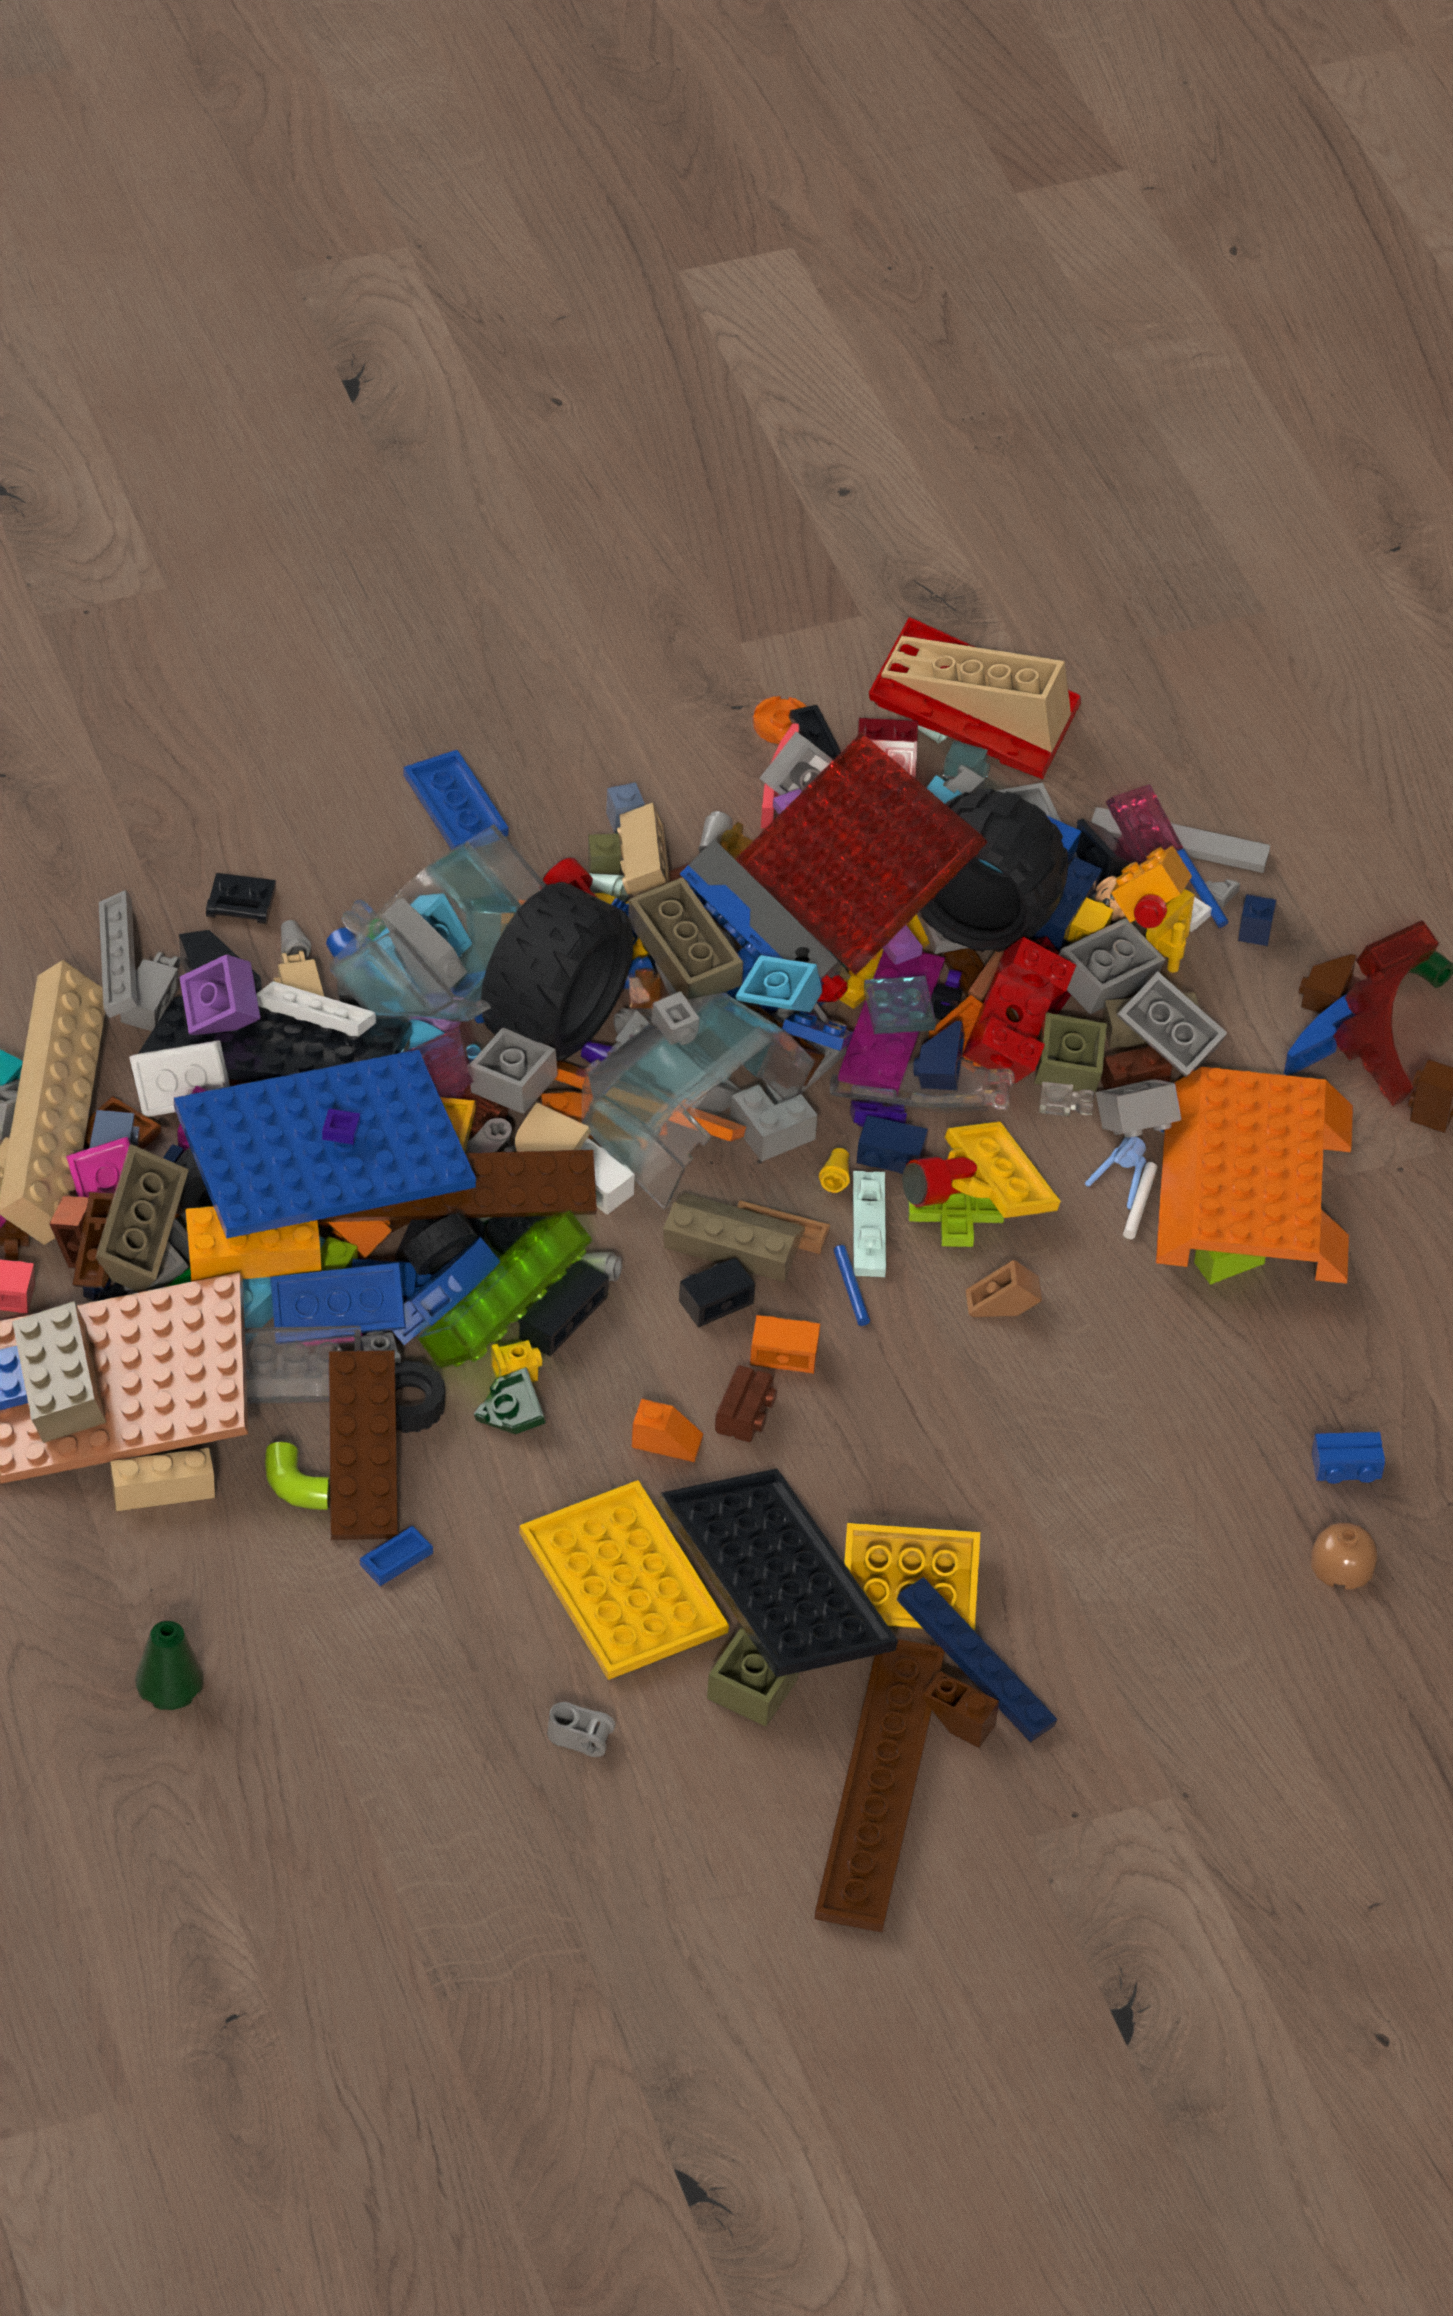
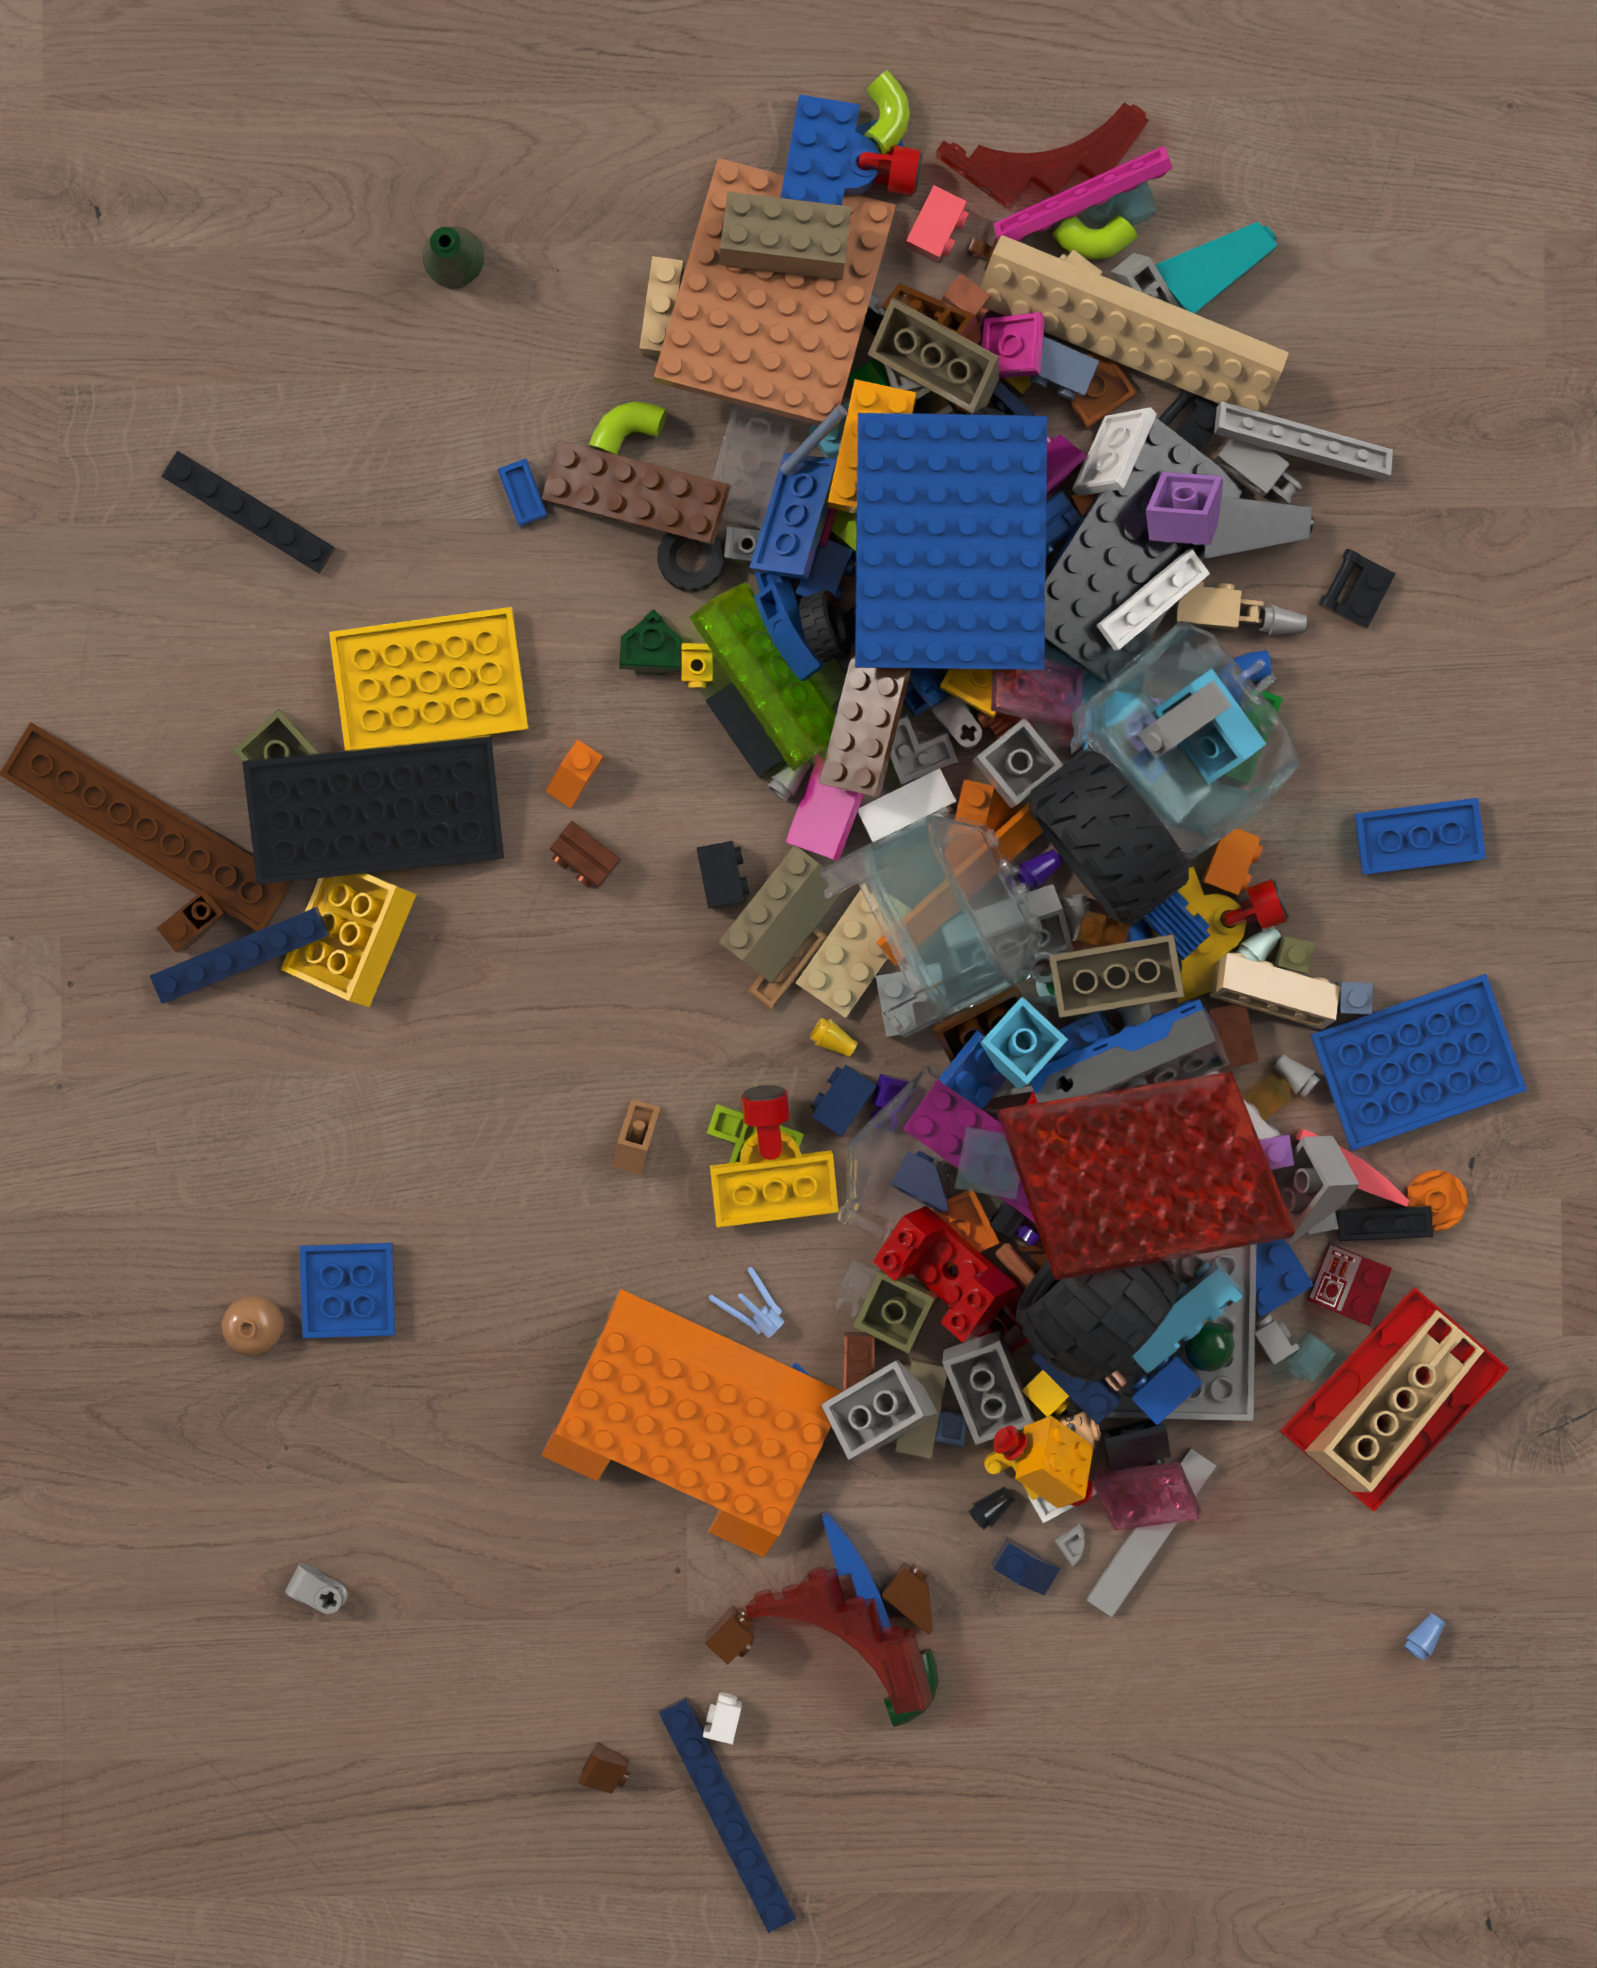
camera: 115 degrees right, 40 degrees up
(120, 1045) = (1199, 425): none -> black plate
(259, 1292) = (813, 440): none -> sand blue bar
(341, 1126) = (945, 554): dark purple plate -> none
(509, 1787) = (248, 512): none -> black plate
(549, 1131) = (934, 773): tan tile -> none
(580, 1728) = (278, 590): light grey piece -> none
(626, 1222) = (823, 816): none -> dark pink tile
(667, 752) = (1418, 1062): none -> blue plate
(675, 1019) = (972, 901): light grey brick -> none
(739, 1174) = (846, 959): none -> tan plate
(785, 1344) = (642, 915): orange brick -> none
(851, 1285) = (697, 1004): blue bar -> none
(869, 1224) = (764, 1047): light aqua hinge -> none
(1139, 1107) = (803, 1345): light grey brick -> none
(1140, 1200) = (713, 1309): white bar -> none
(1172, 637) = (1424, 1637): none -> medium blue cone
(1203, 891) = (1073, 1524): blue bar -> none
(1218, 950) = (991, 1507): none -> black cone
(1268, 1486) = (347, 1290): none -> blue plate
(1348, 1457) = (353, 1374): blue brick -> none

